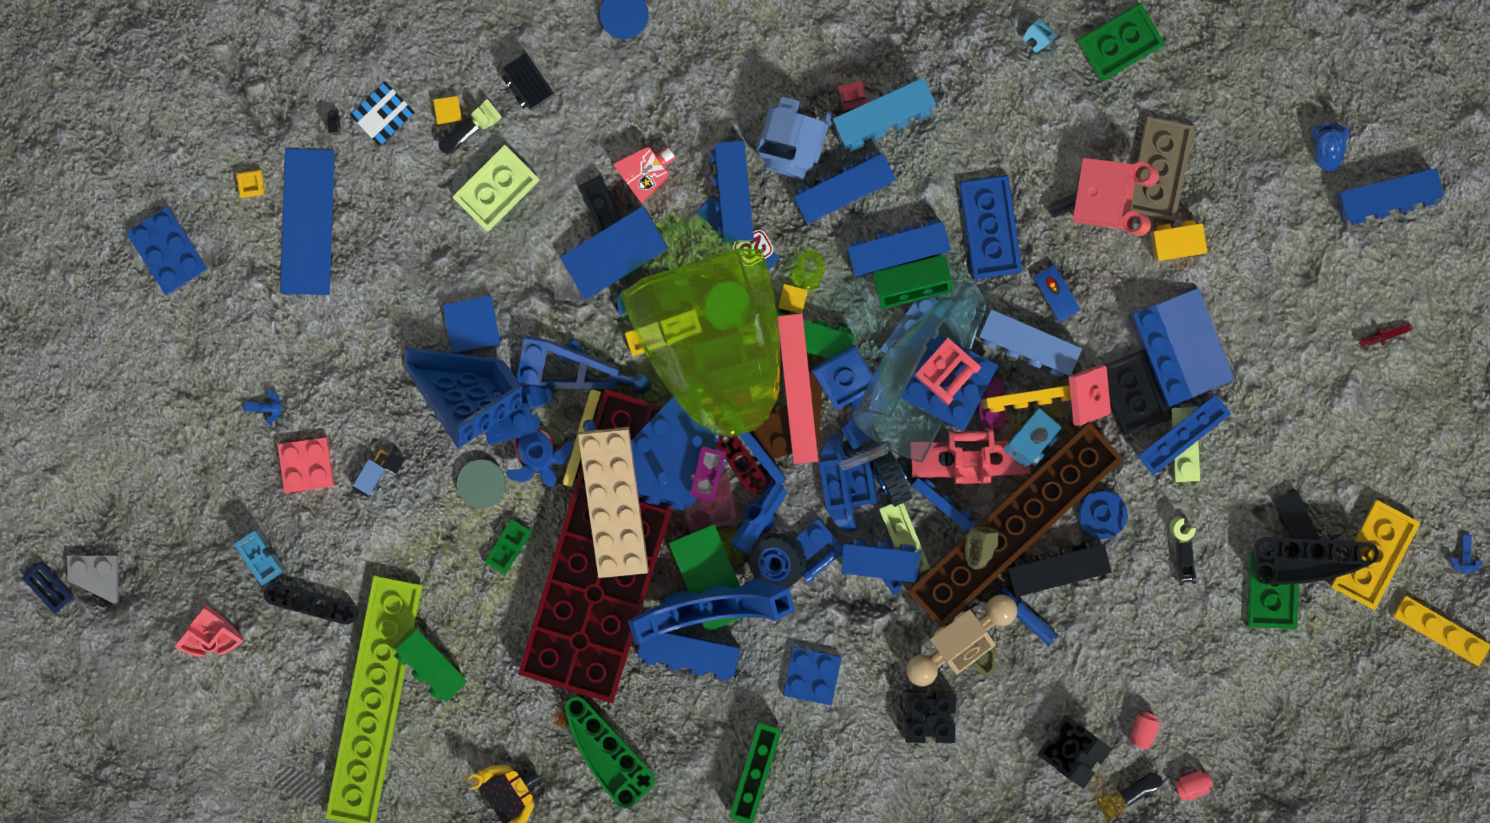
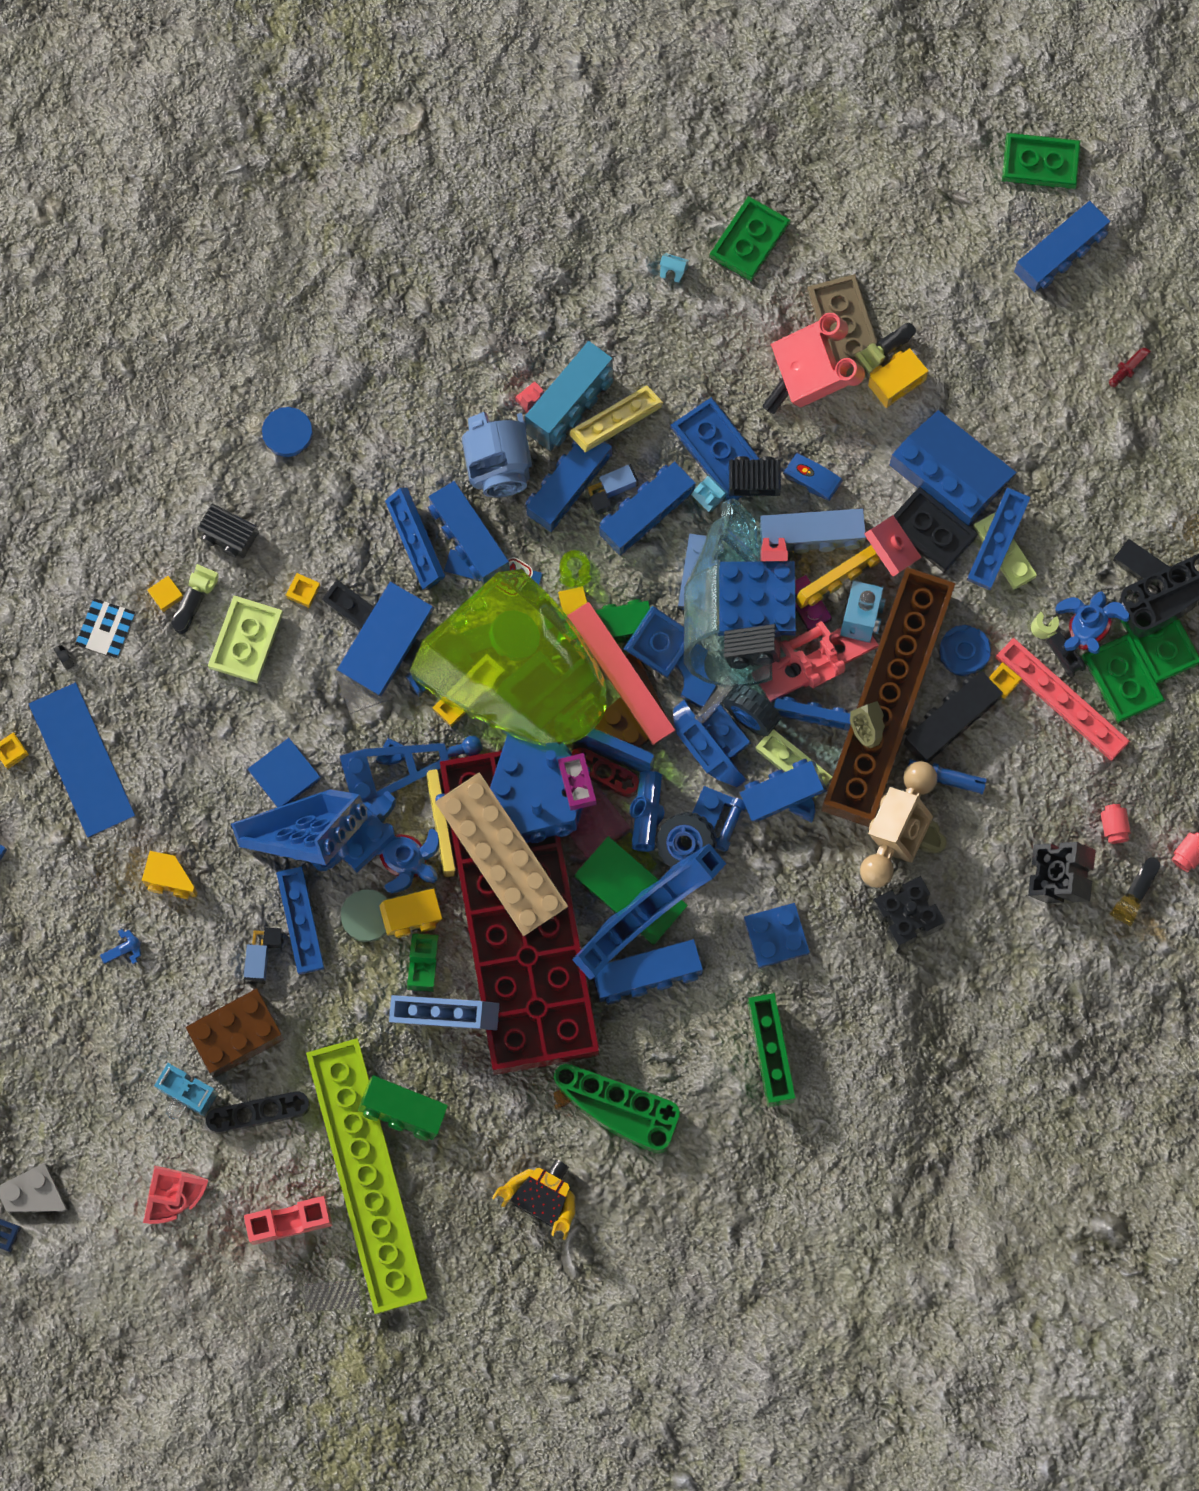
camera: 30 degrees left, 15 degrees down
(293, 707) = (287, 1222): none -> coral arch
(306, 465) = (189, 983): coral plate -> none
(323, 529) = (235, 1033): none -> reddish brown brick
(333, 364) = (167, 874): none -> yellow slope
(422, 462) = (300, 920): none -> blue plate
(501, 607) = (444, 1012): none -> medium blue brick
(517, 503) = (410, 913): none -> yellow brick
(567, 168) = (303, 590): none -> yellow tile
(645, 171) = (376, 555): coral torso -> none
(685, 172) = (415, 538): none -> blue plate
(880, 211) = (612, 484): none -> piece
(912, 281) = (675, 529): green brick -> none
(913, 154) = (616, 418): none -> light yellow tile
(920, 425) = (752, 646): none -> black brick
(941, 365) = (742, 581): coral plate -> none
(960, 262) = (709, 493): none -> medium azure tile
(984, 351) = (773, 554): none -> coral tile
(1004, 271) = (754, 476): none -> black brick
(1121, 557) = (1005, 679): none -> yellow tile
(1161, 599) = (1063, 699): none -> coral tile
(1169, 211) = (876, 353): none -> piece
(1221, 548) = (1090, 622): none -> blue animal
(1222, 608) = (1123, 678): none -> green tile
(1330, 145) = (985, 232): blue piece -> none
(1418, 102) = (1041, 160): none -> green tile

